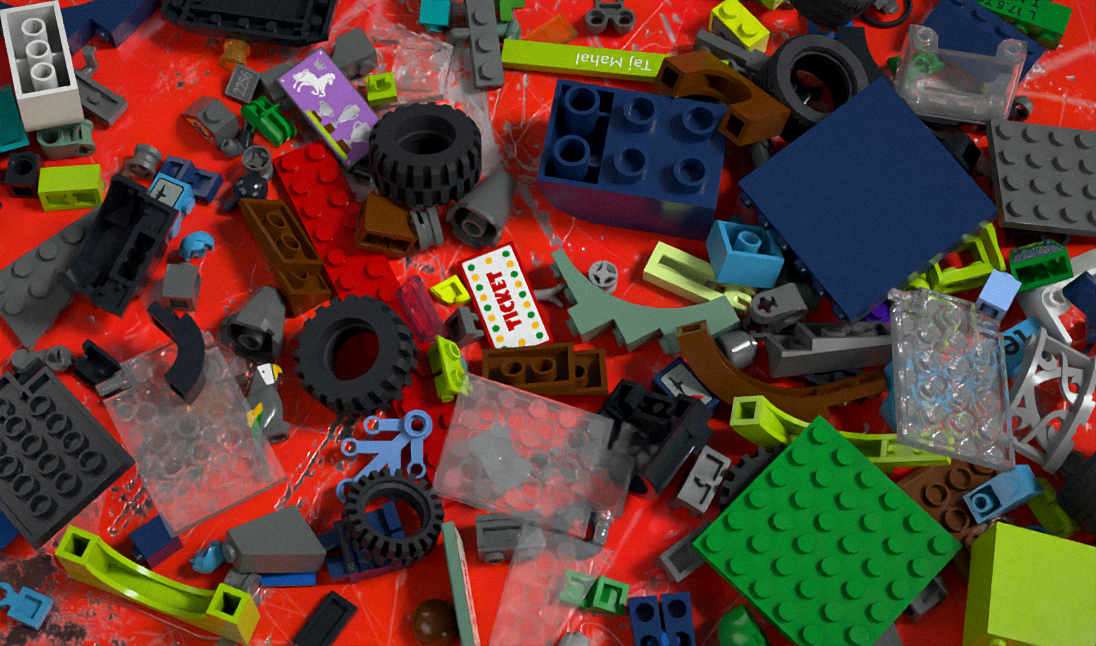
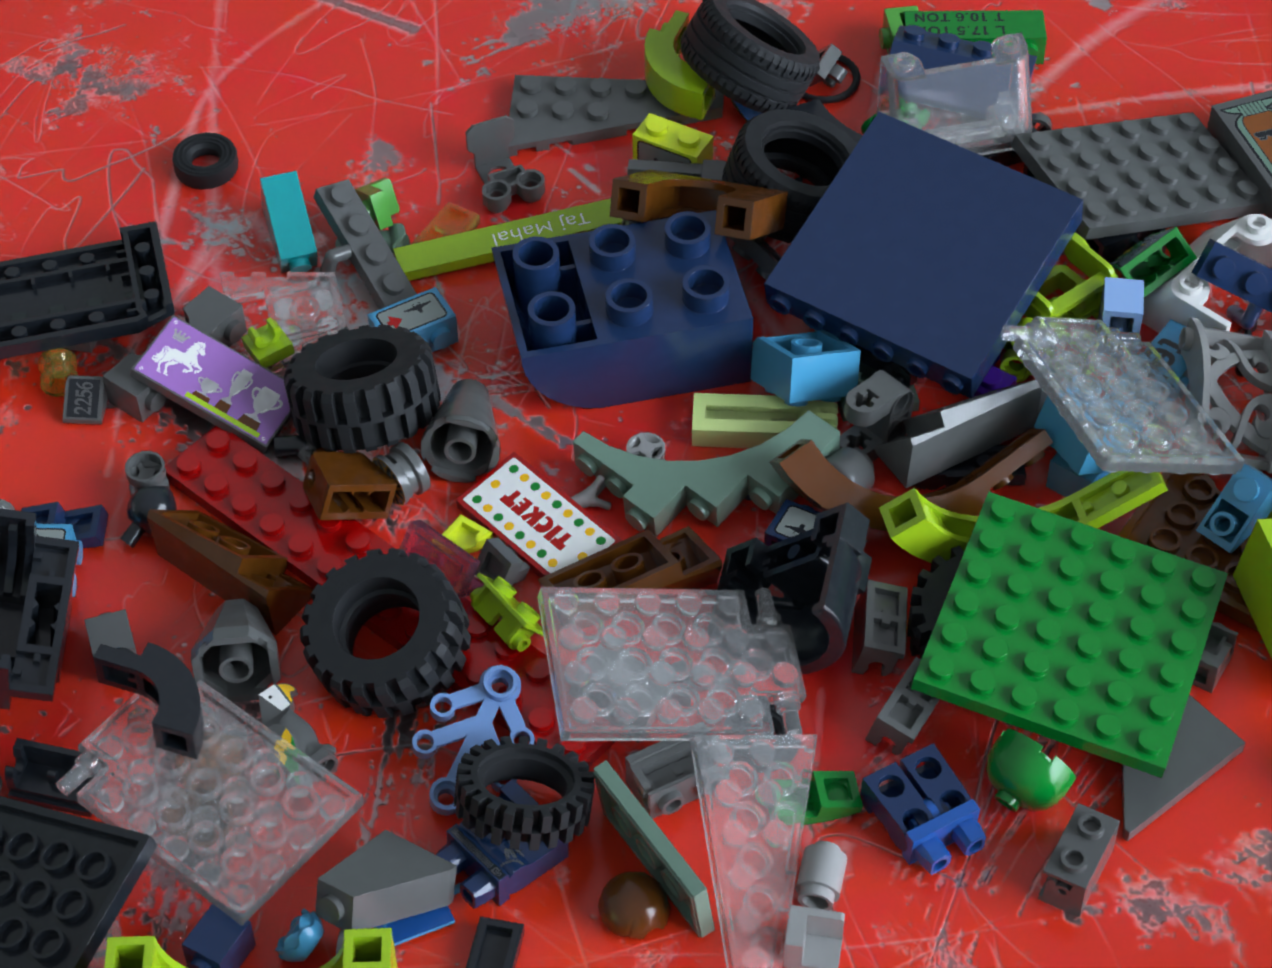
camera: 20 degrees left, 15 degrees down
(196, 245) = (109, 590): dark azure plate -> none
(212, 120) = (64, 451): dark grey slope -> none
(237, 147) = (112, 468): arm -> none
(268, 121) = (139, 426): green arm -> none
(491, 109) = (425, 315): none -> brick

